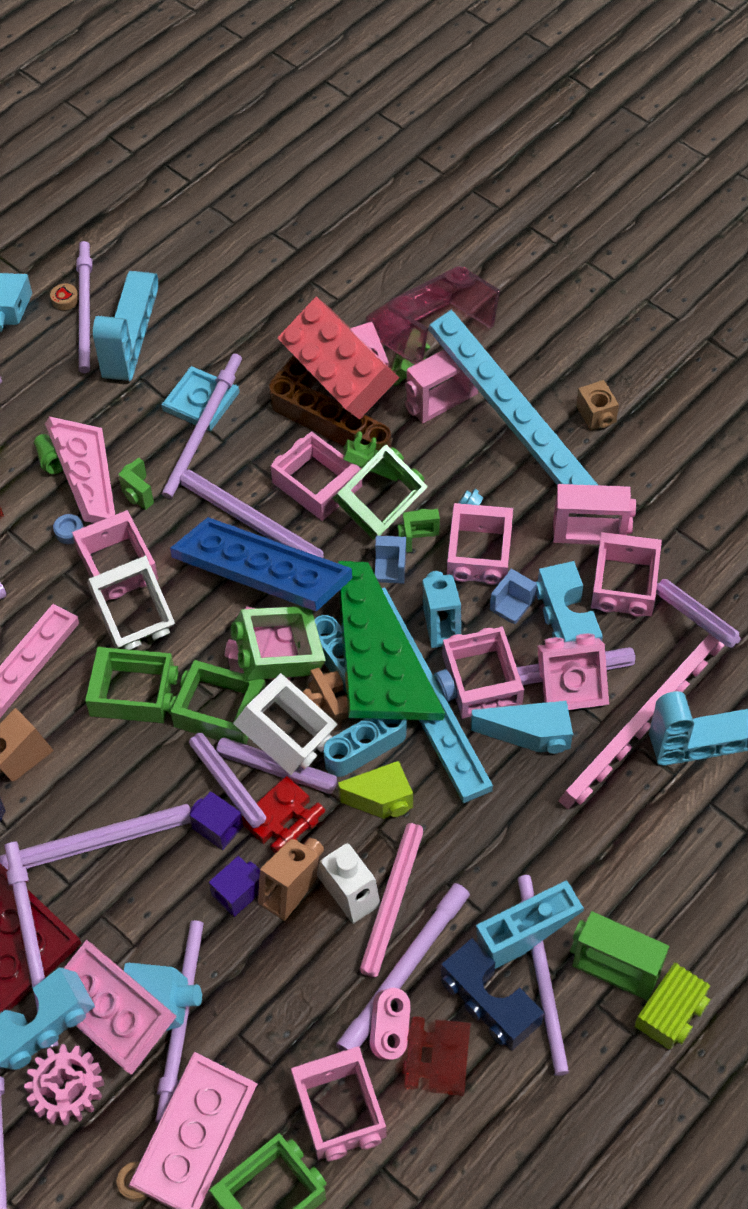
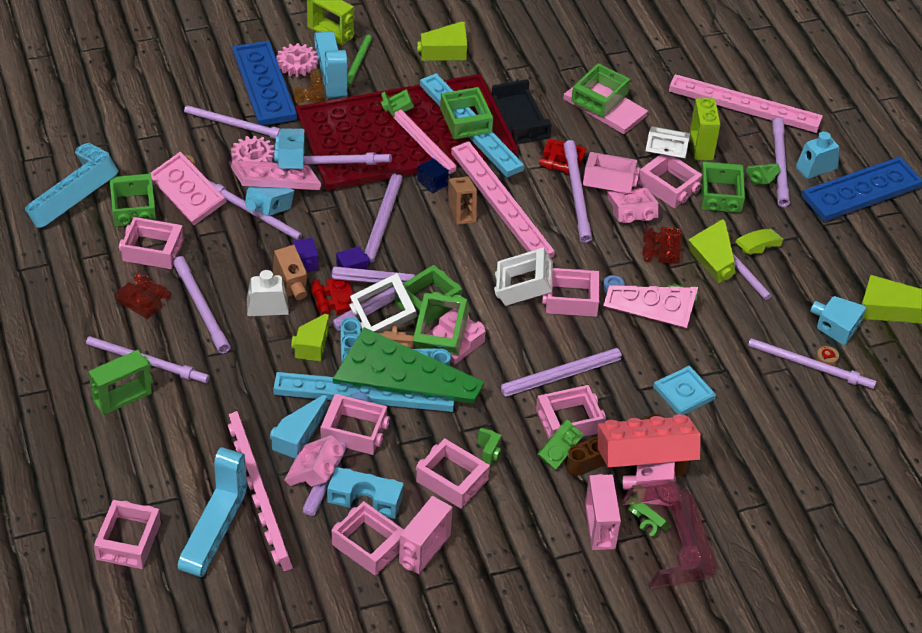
camera: 115 degrees right, 10 degrees down
(121, 337) = (765, 370): medium azure beam -> none
(130, 661) = (477, 249): bright green window -> none
(133, 486) = (624, 322): bright green bracket -> none
(224, 381) = (683, 397): lavender bar -> none
(262, 563) = (508, 343): blue plate -> none
(358, 510) = (508, 421): window -> none
(387, 1022) = (175, 280): bright pink plate -> none
(390, 559) = (471, 424): medium blue panel -> none
(391, 900) = (245, 318): bright pink axle -> none
(441, 595) = (414, 422): medium azure torso -> none
(471, 498) = (491, 485): medium azure plate -> none
(508, 401) = (545, 528): medium azure plate -> none
(508, 1018) = (169, 322): dark blue arch -> none
(513, 596) = (402, 470): medium blue panel -> none
(527, 923) = (174, 349): medium azure slope -> none
(597, 405) = (525, 613): medium nougat brick -> none
(673, 1006) = (76, 399): lime brick -> none
(698, 613) = (304, 548): lavender axle -> none

